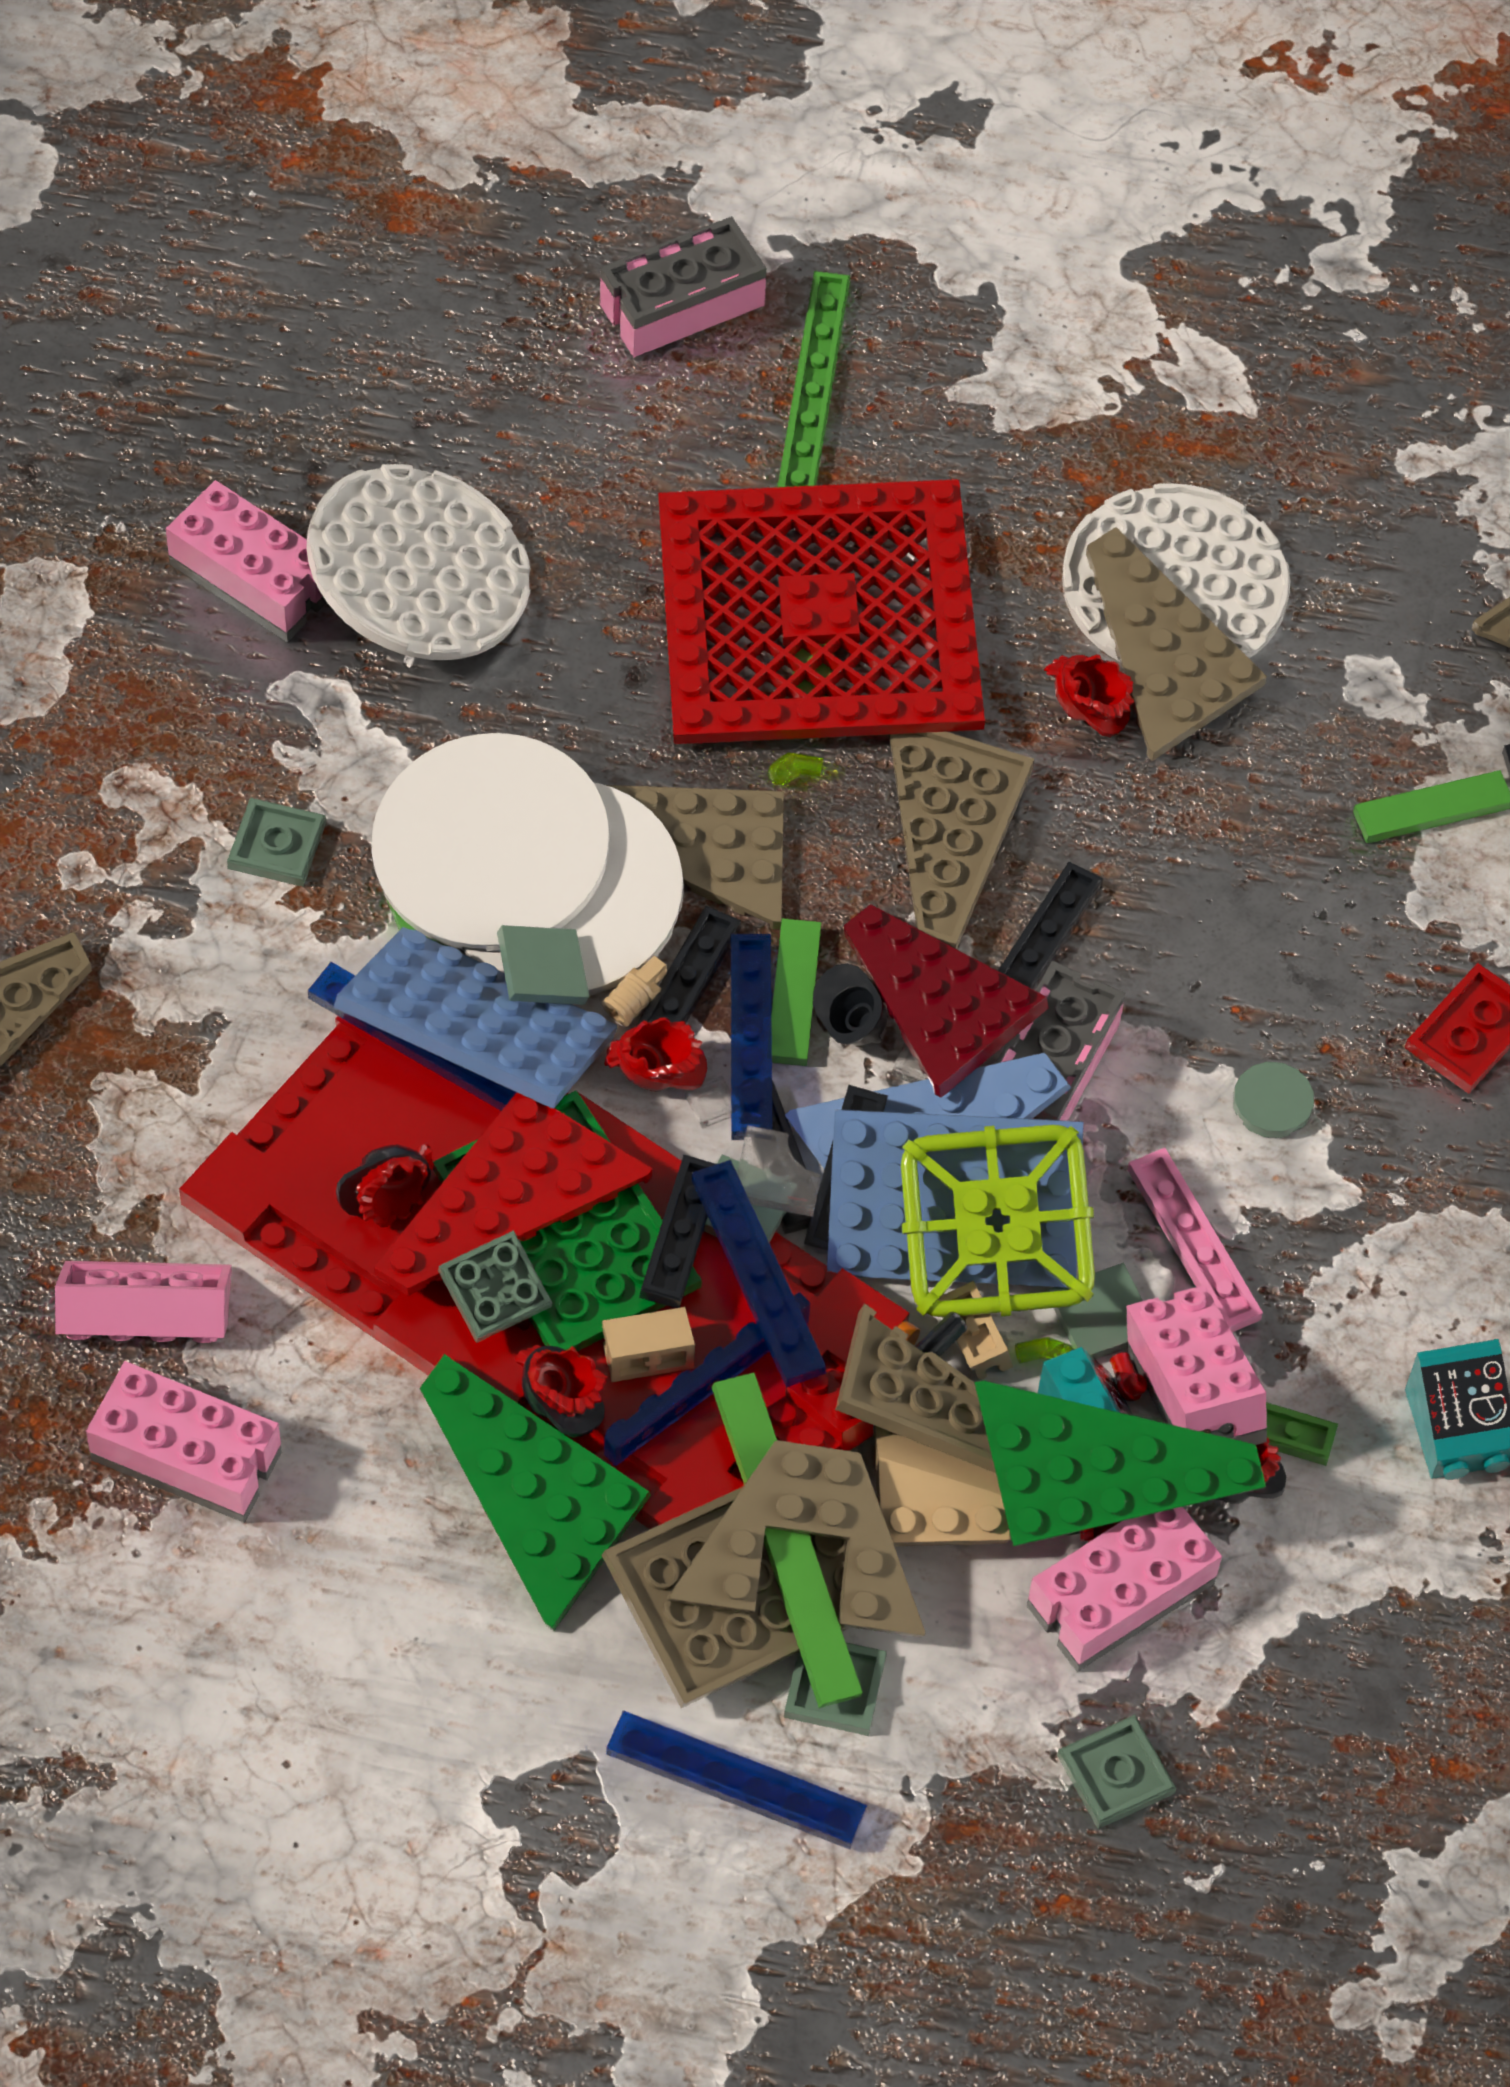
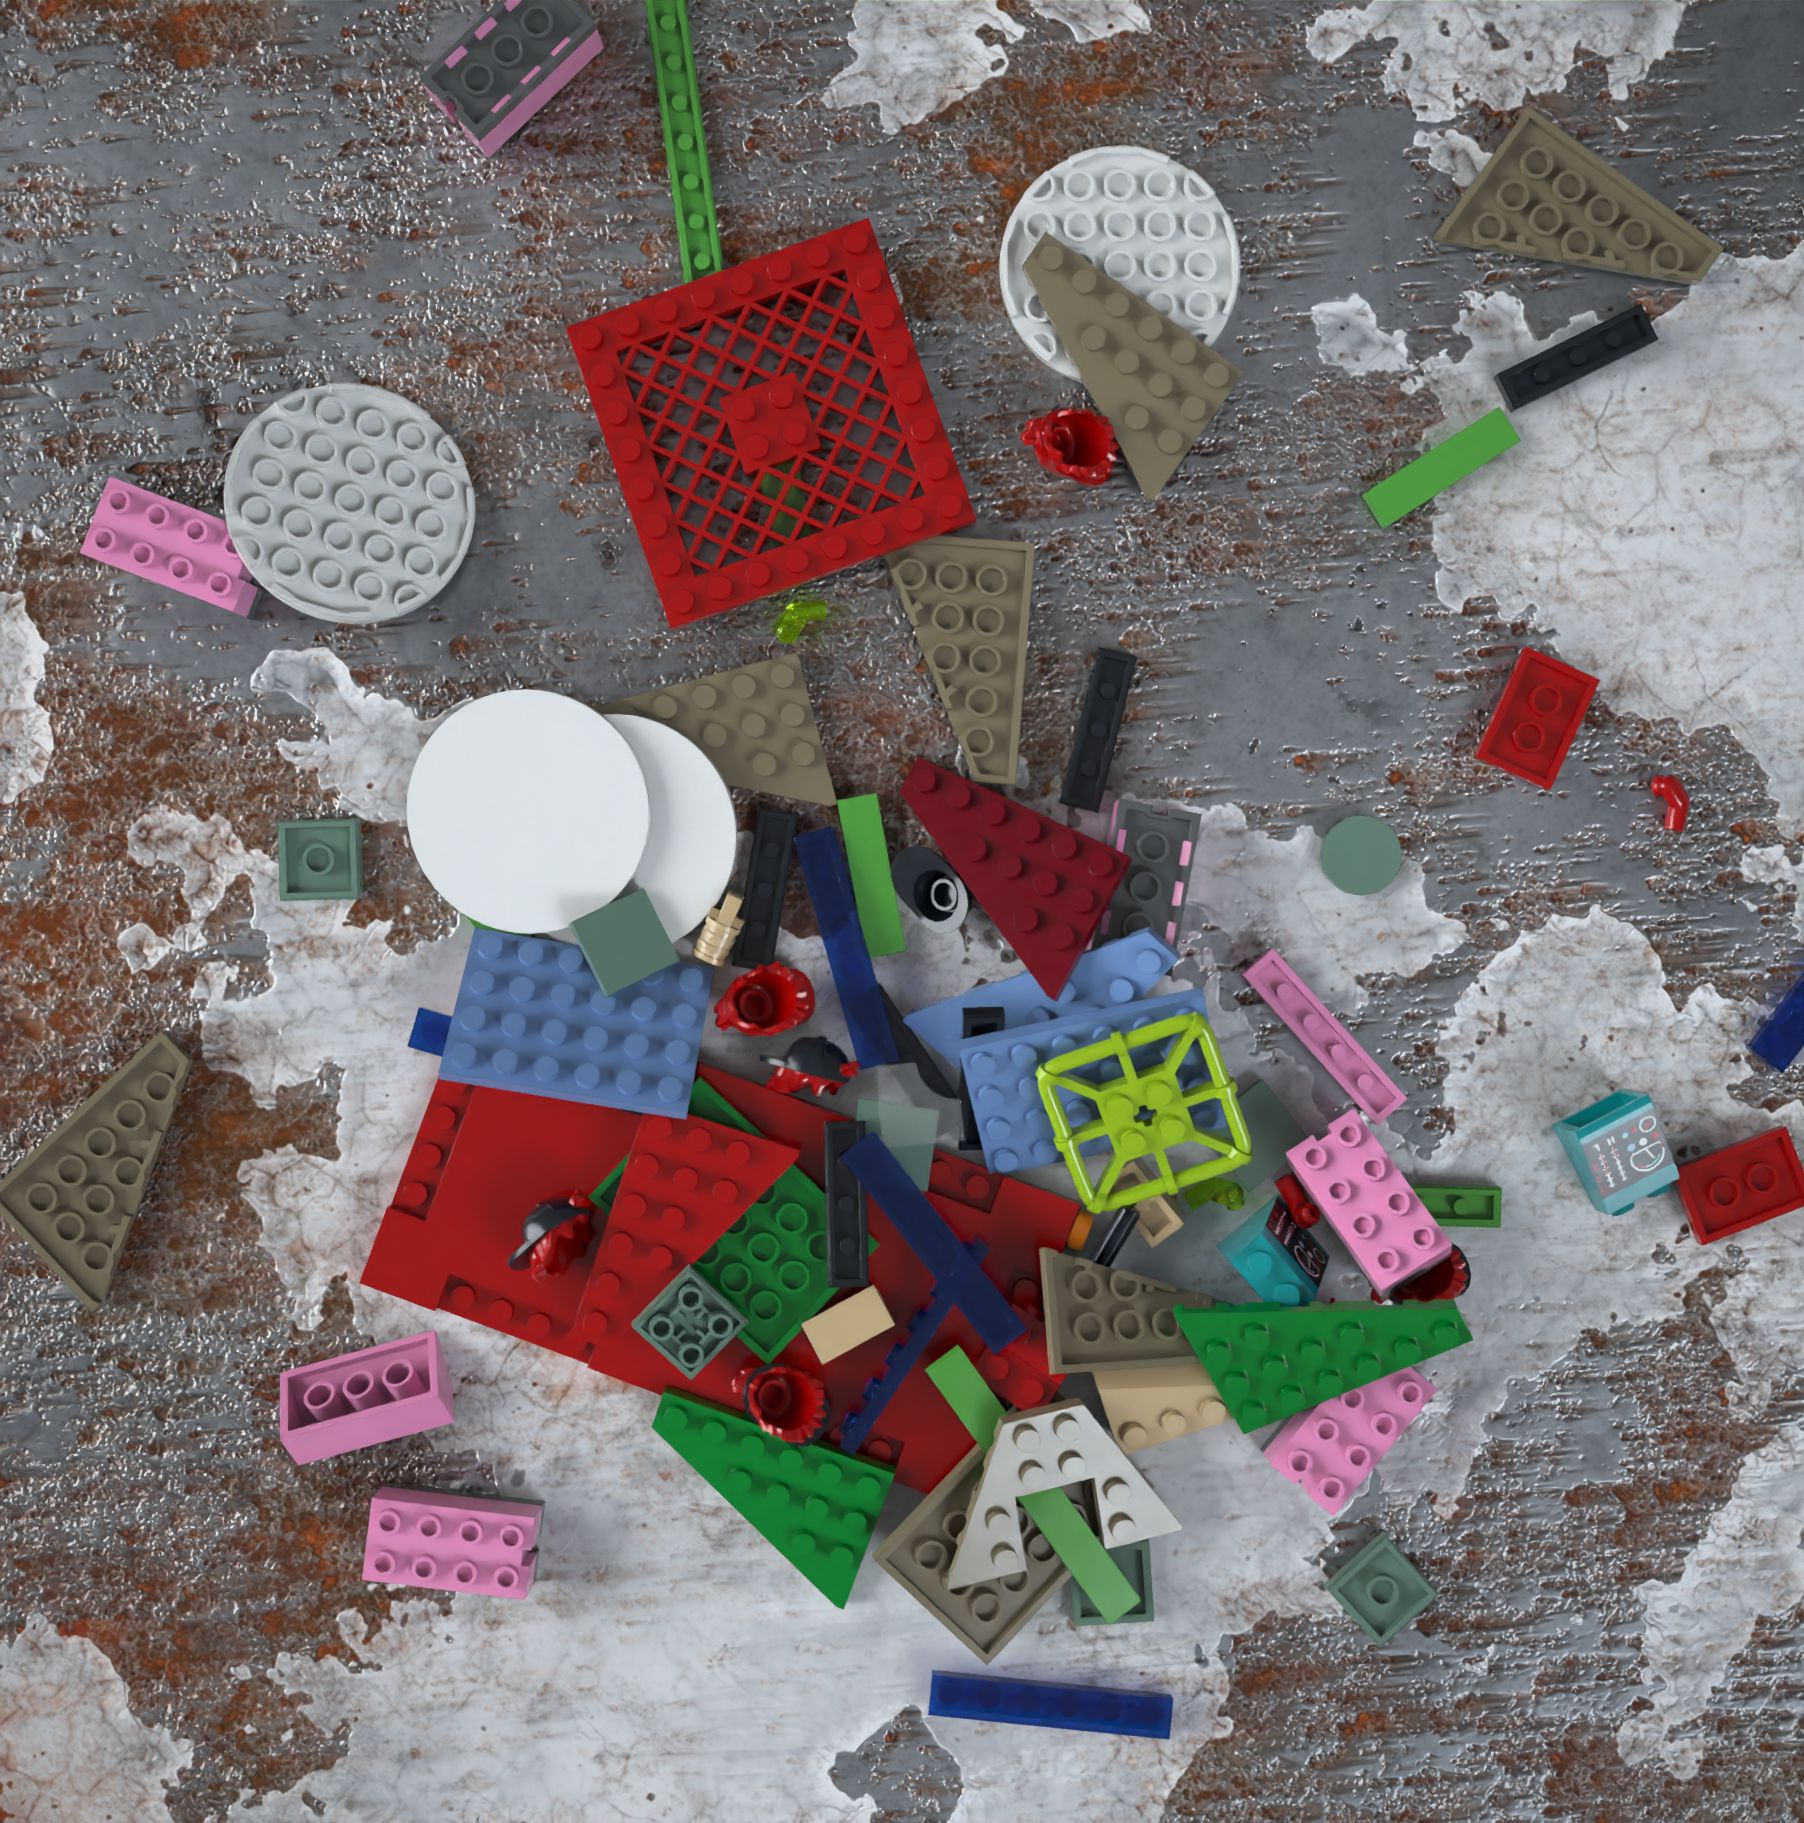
camera: 10 degrees left, 30 degrees up
(682, 1121) = (812, 1065): none -> hair

